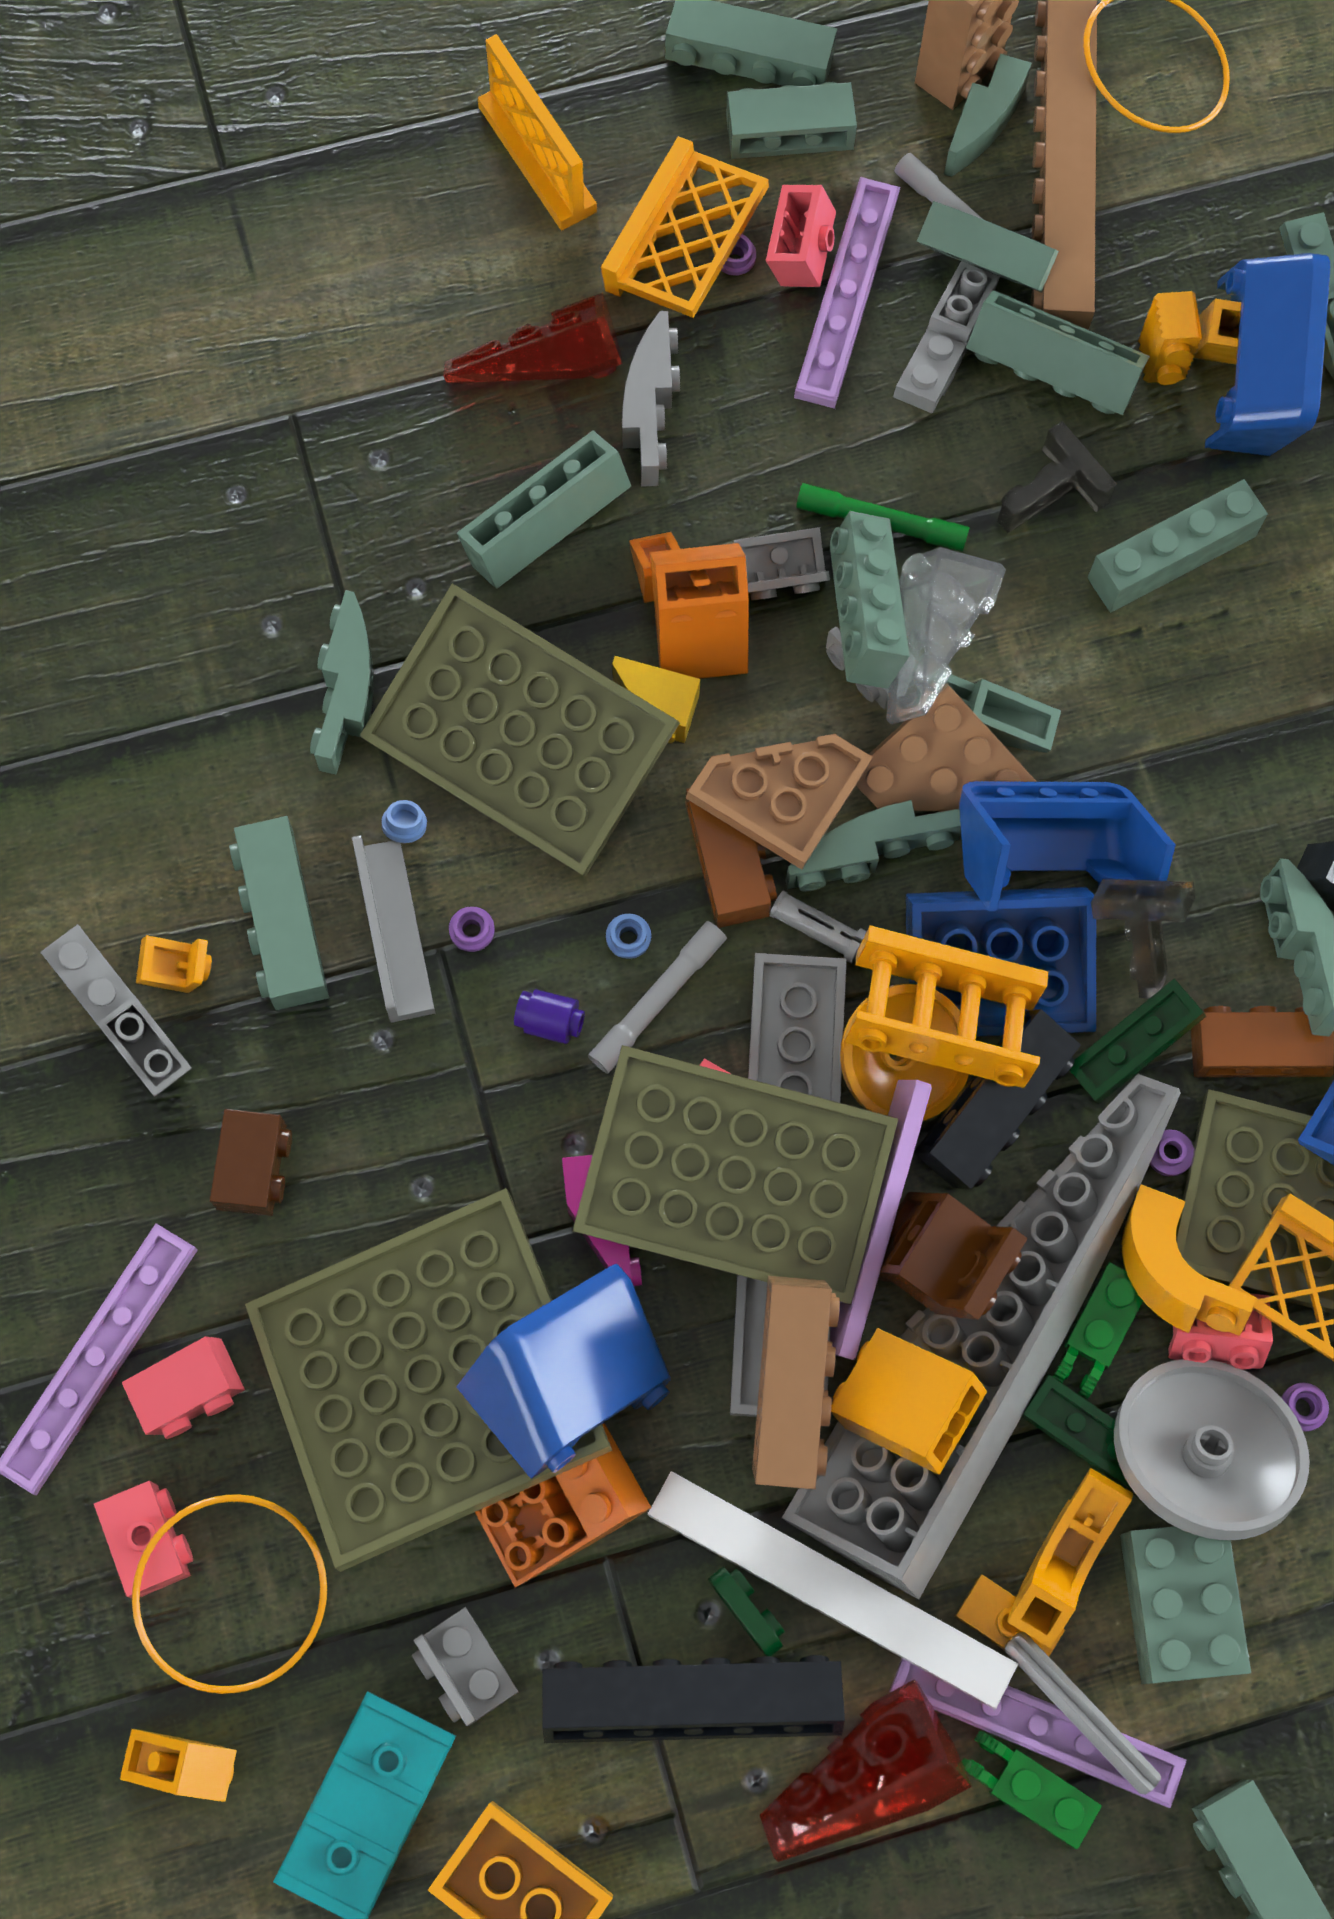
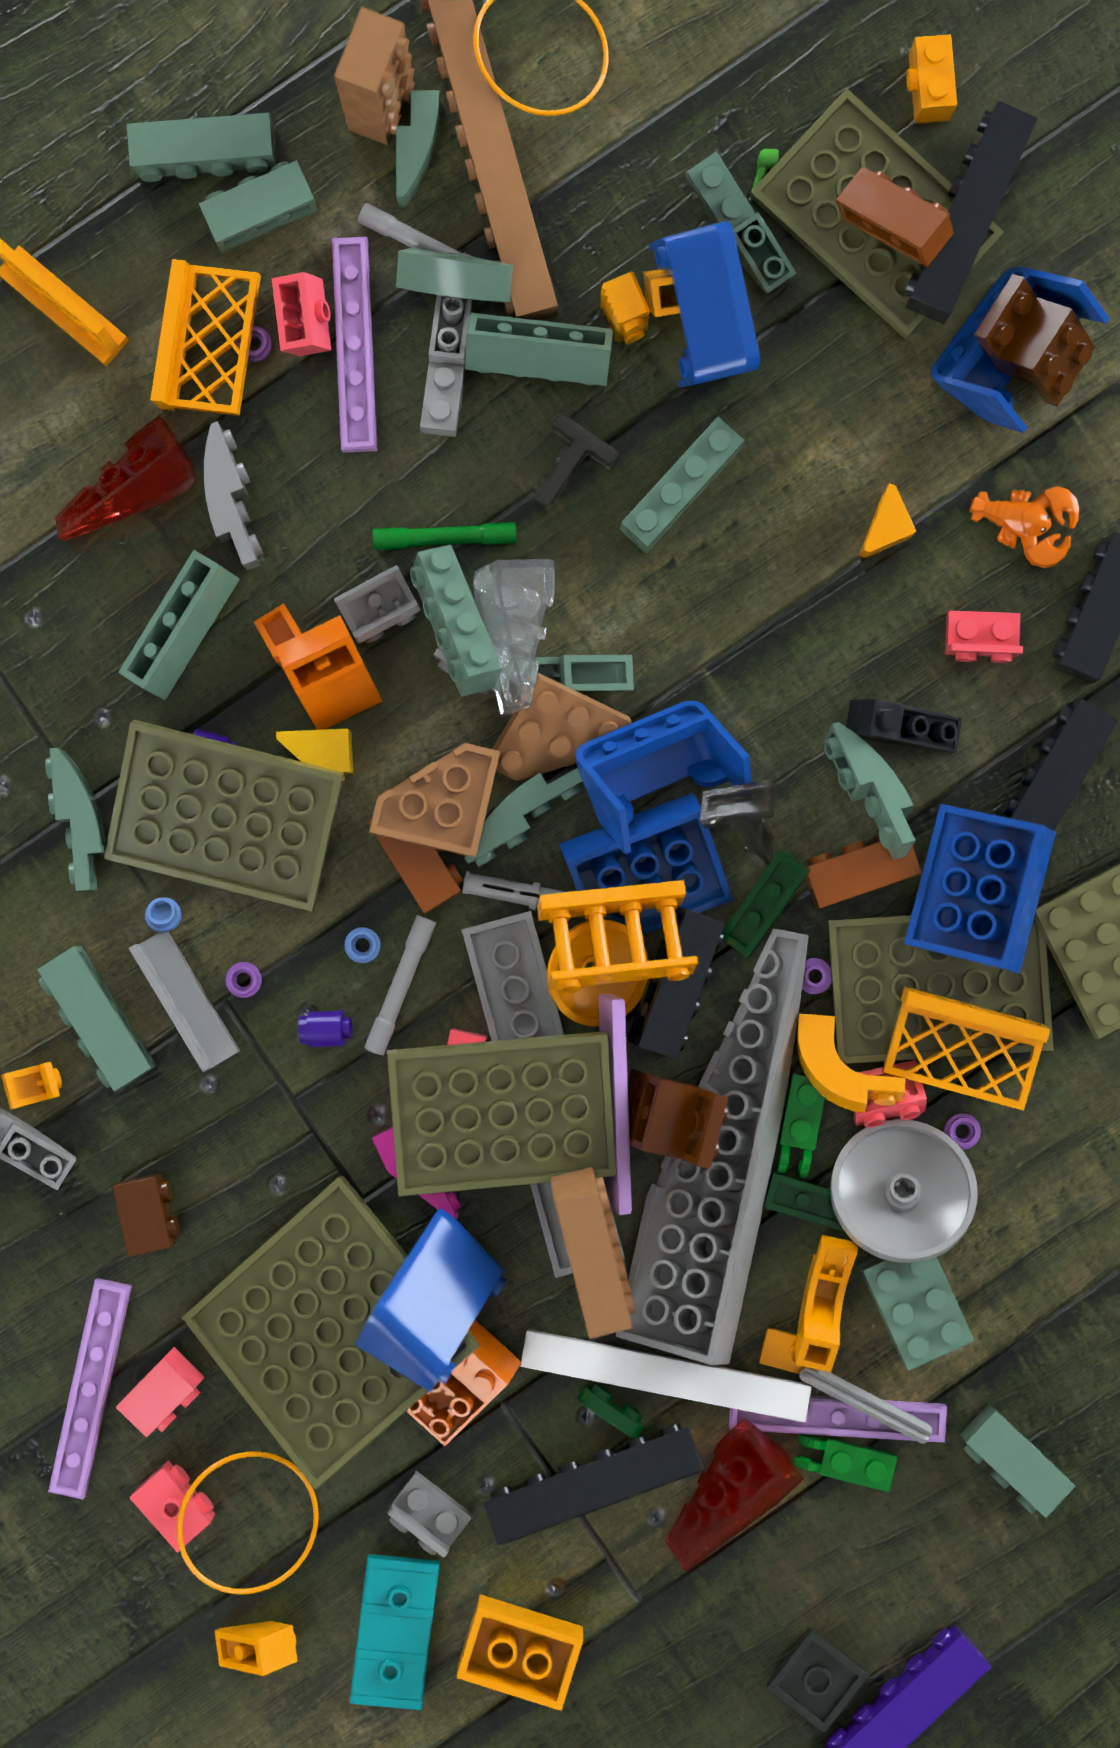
camera: 15 degrees left, 15 degrees up
(908, 1400) = (678, 1233): light orange brick -> none

